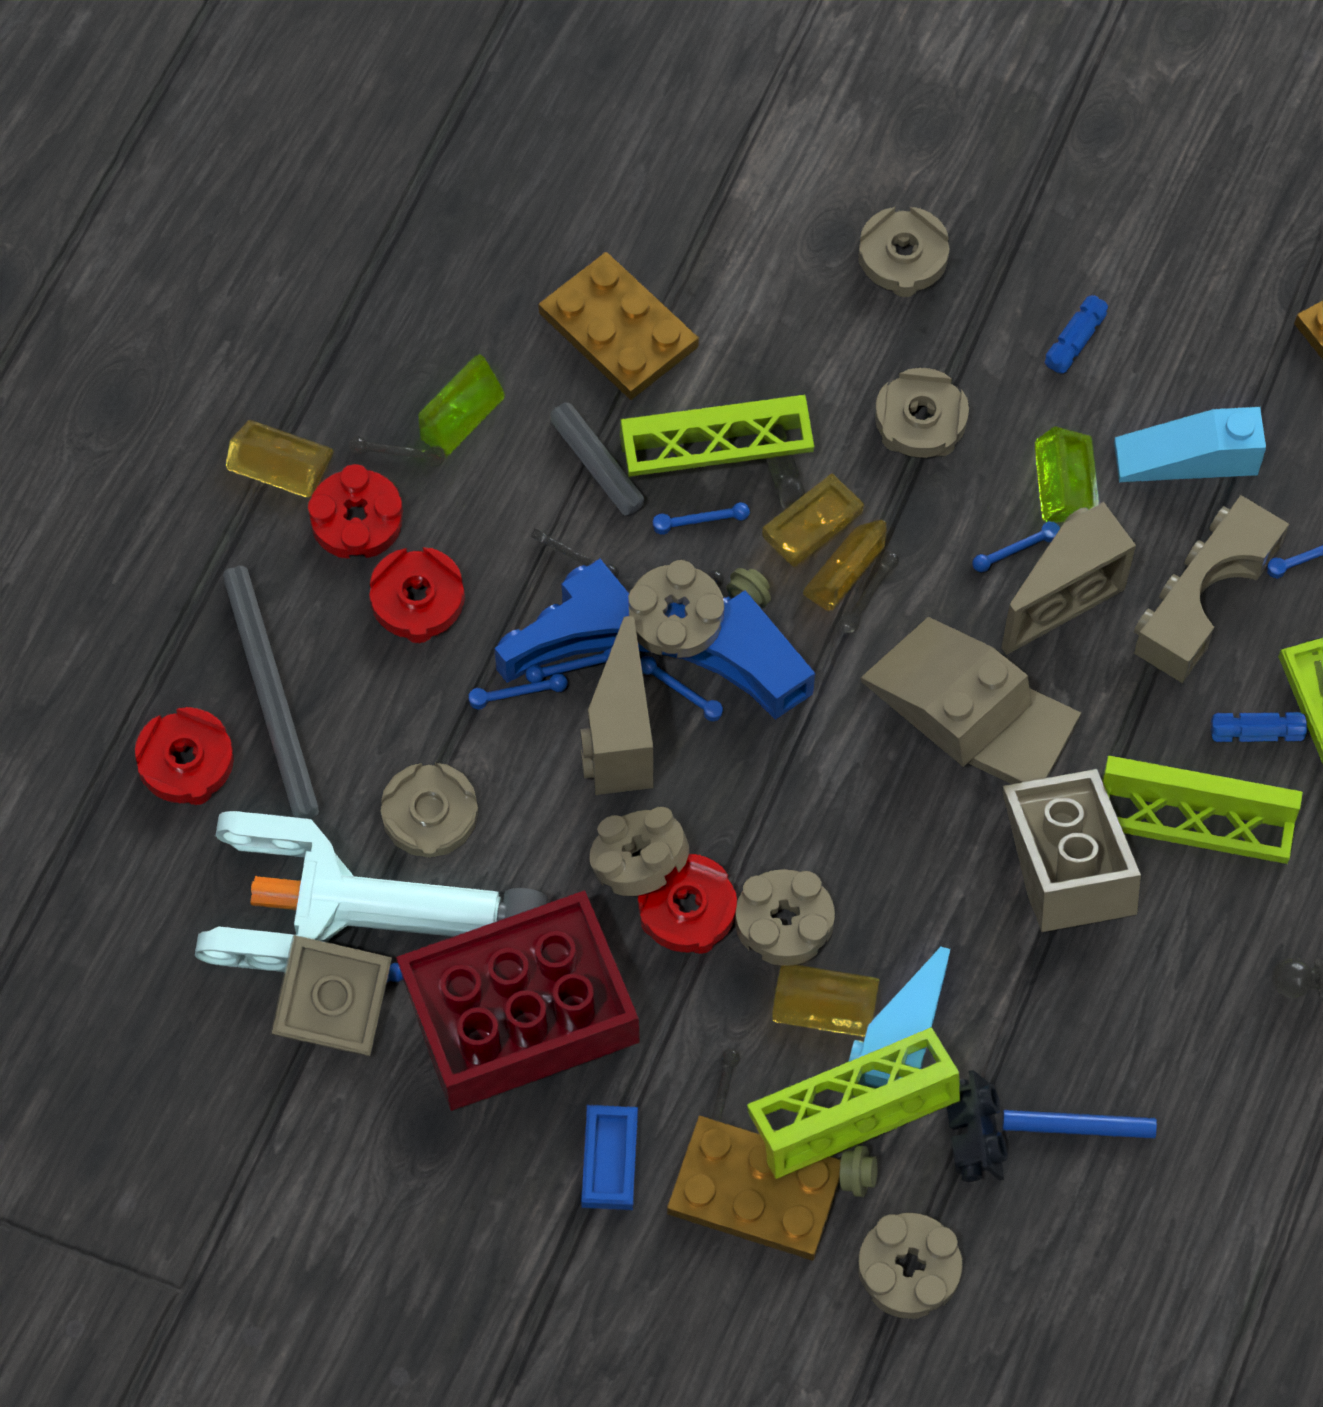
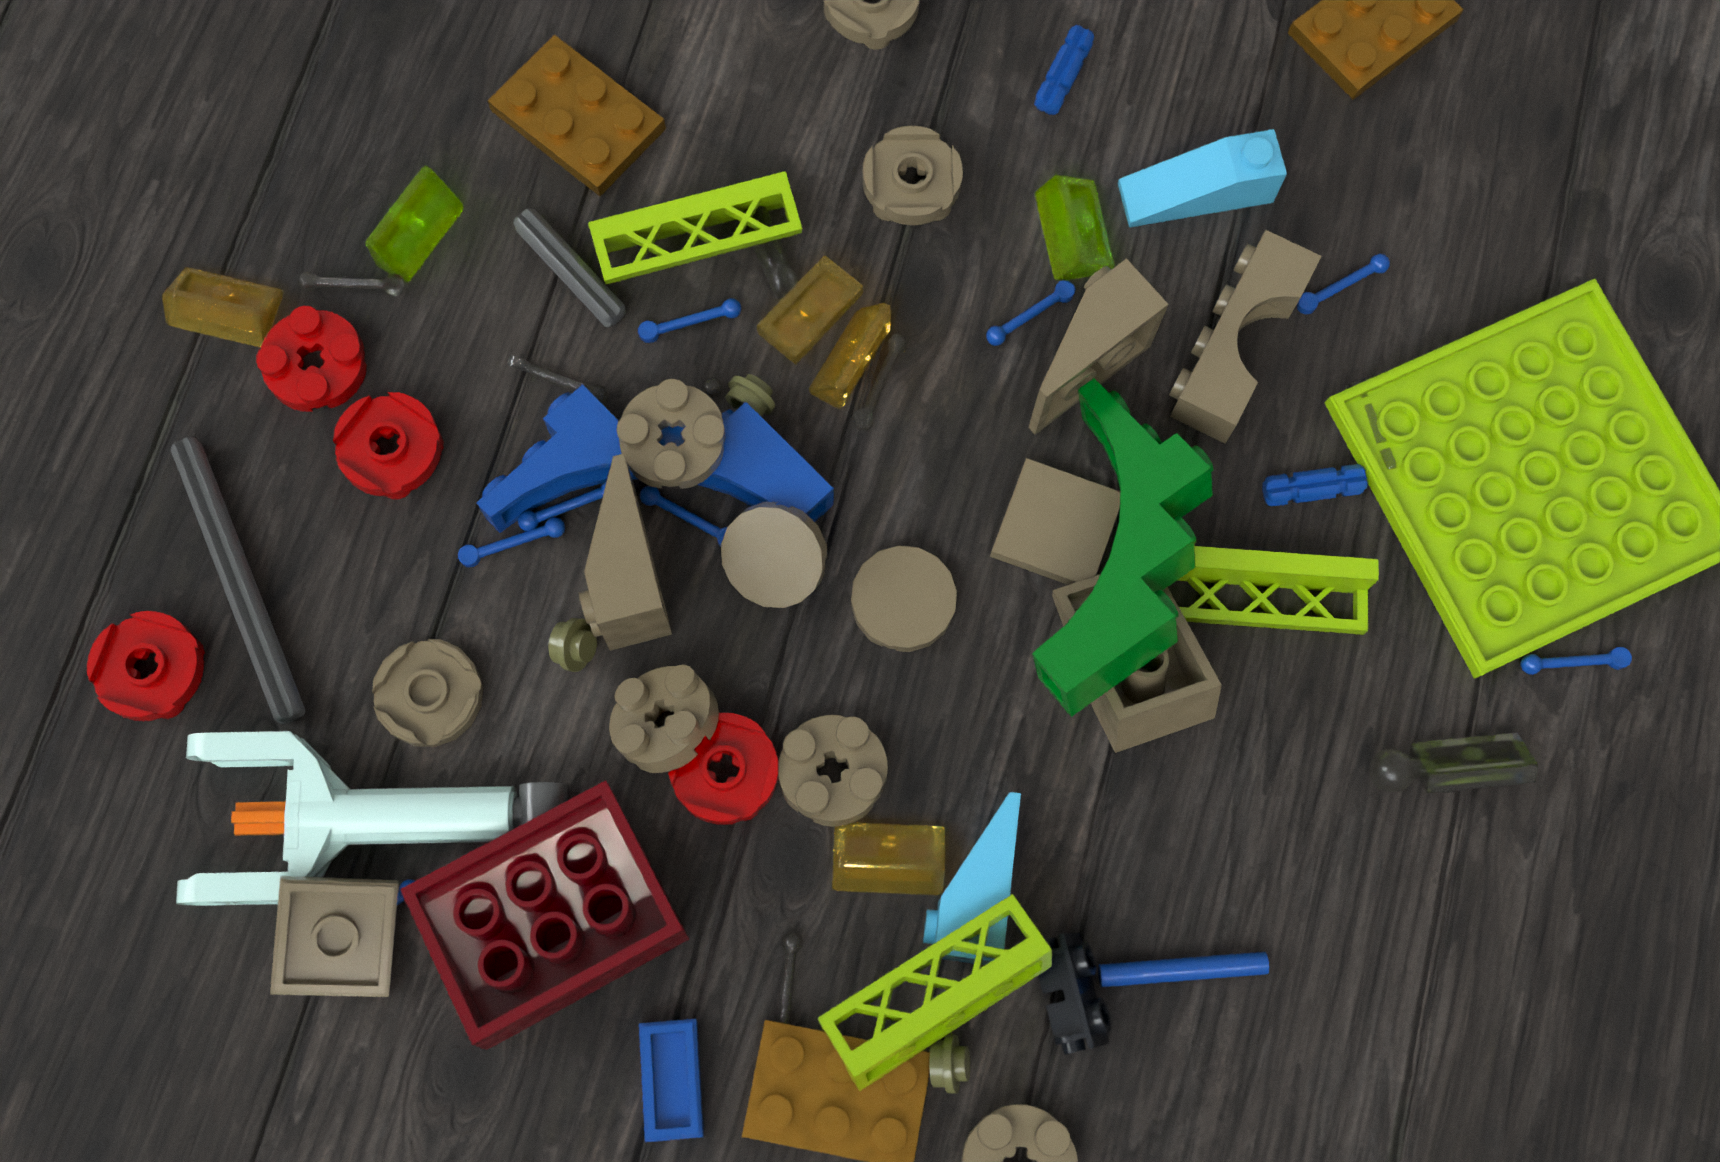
camera: 10 degrees left, 10 degrees up
(564, 781) = (572, 644): none -> olive plate
(754, 725) = (774, 554): none -> dark tan tile
(867, 780) = (903, 598): none -> dark tan tile
(950, 688) = (981, 484): dark tan slope -> none
(1065, 799) = (1127, 613): none -> green arch

